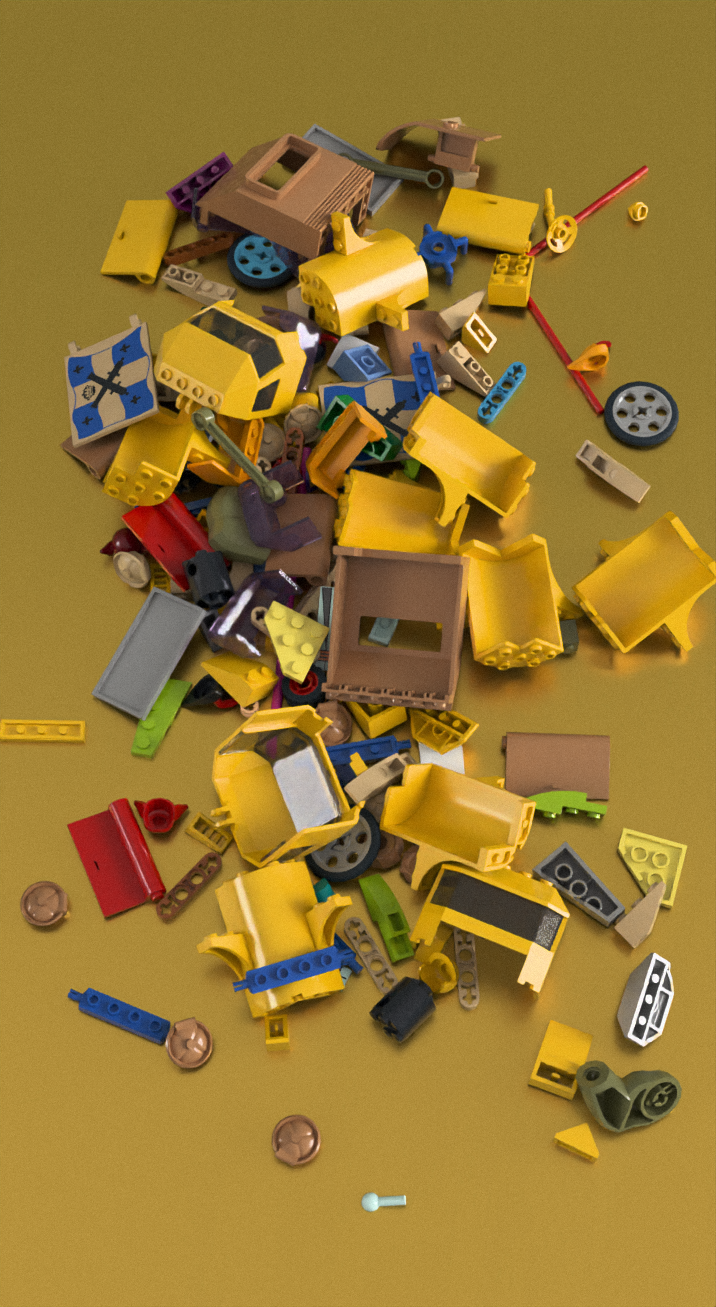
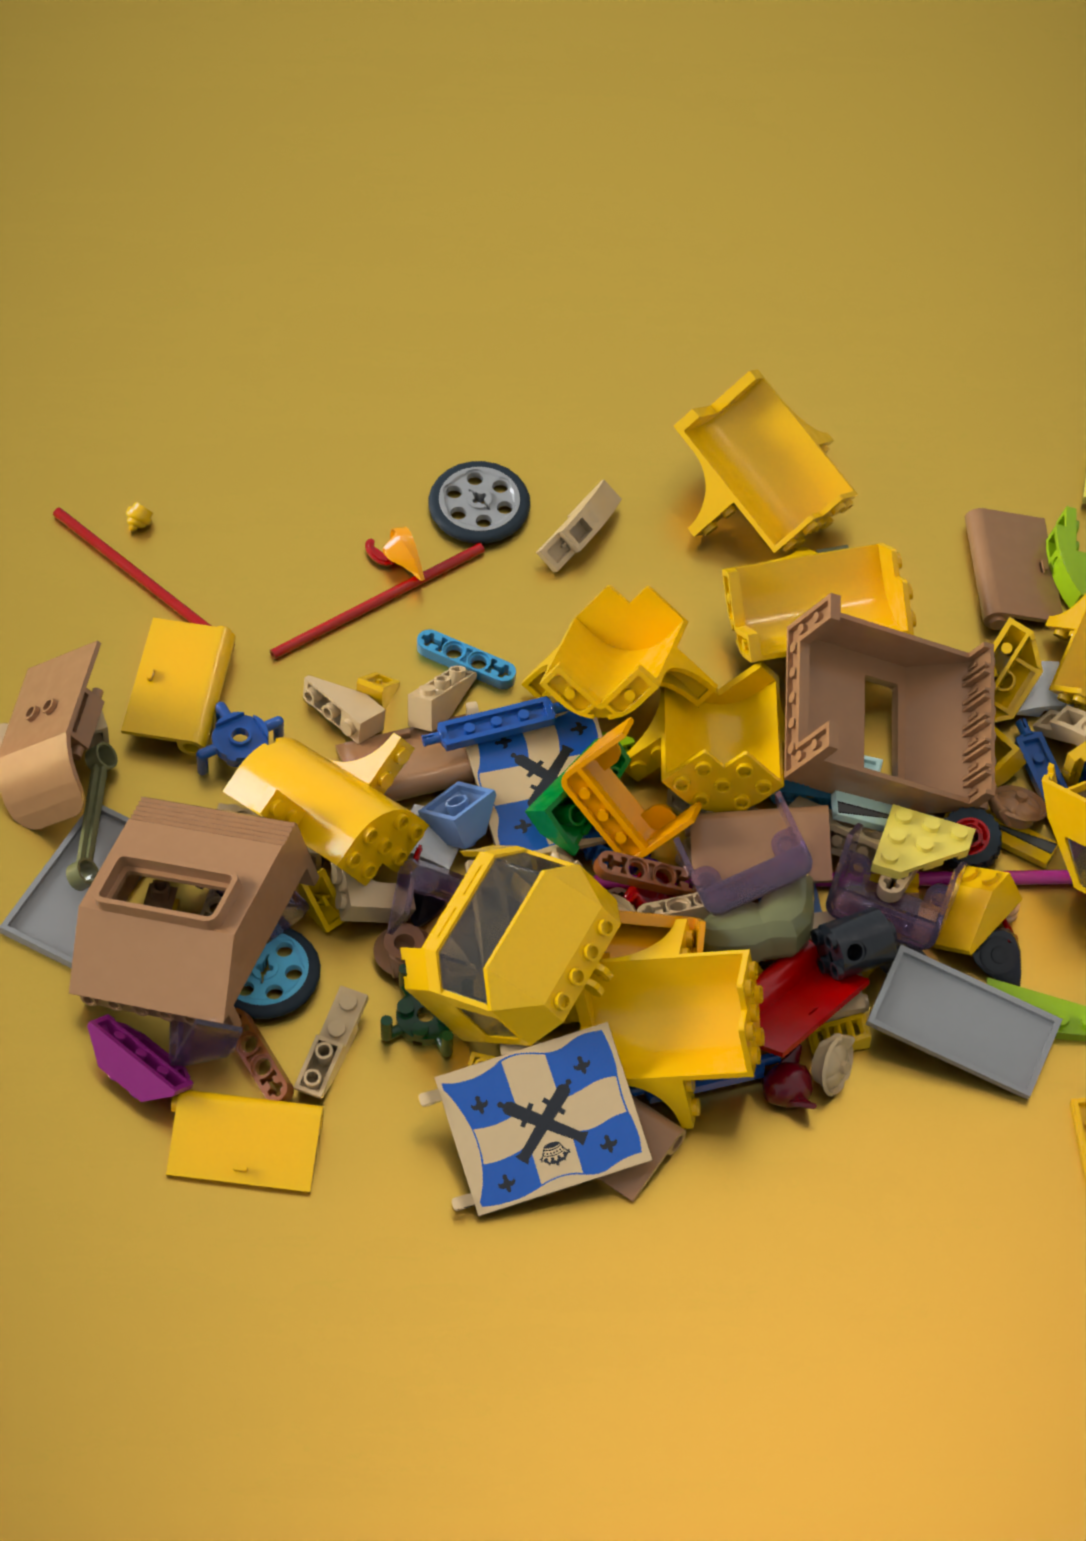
camera: 100 degrees left, 10 degrees down
(269, 490) = (632, 943): olive piece -> none
(510, 280) = (278, 652): yellow slope -> none
(558, 231) = (191, 600): yellow dish -> none

